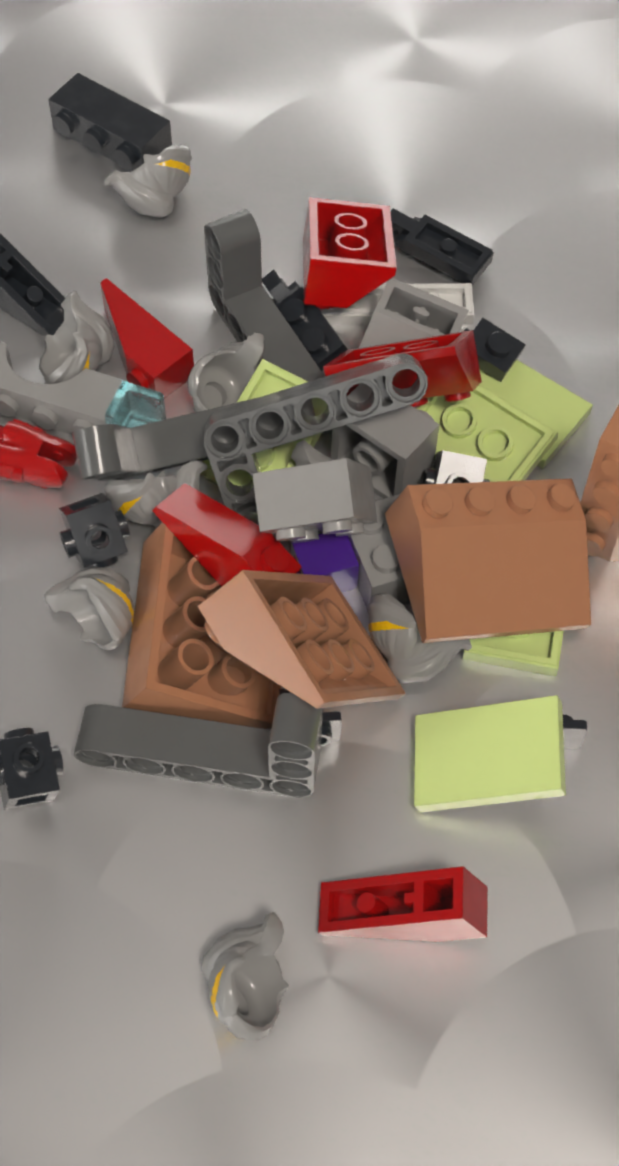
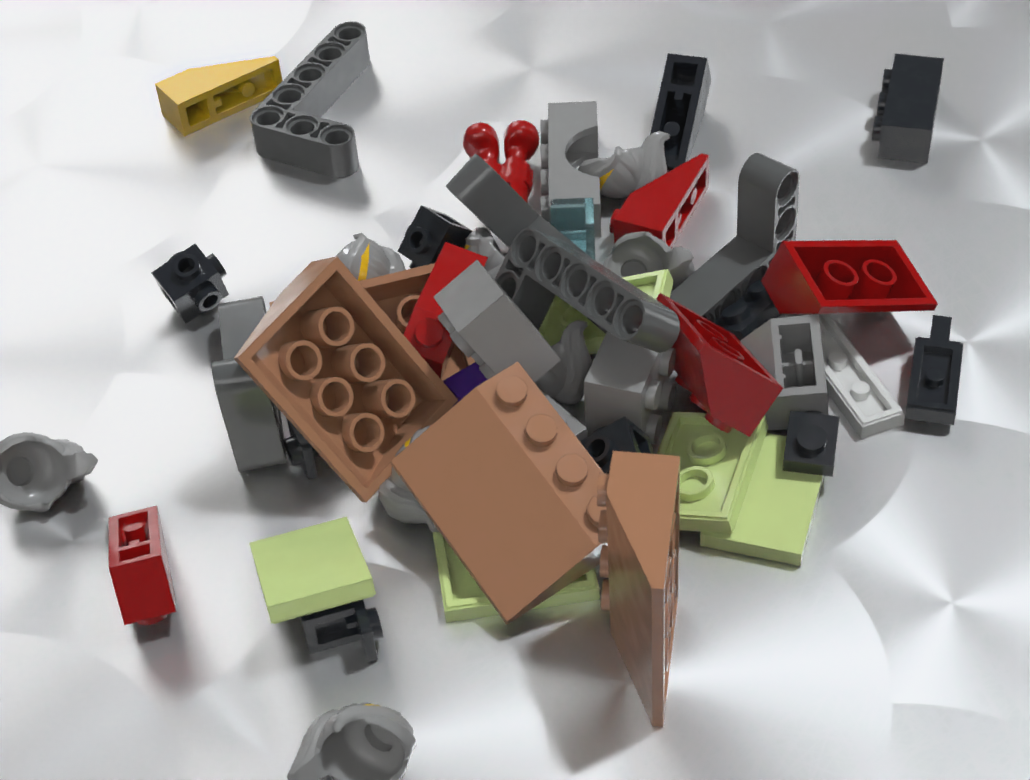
camera: 75 degrees right, 15 degrees down
(155, 183) = (860, 152): light grey hair -> none

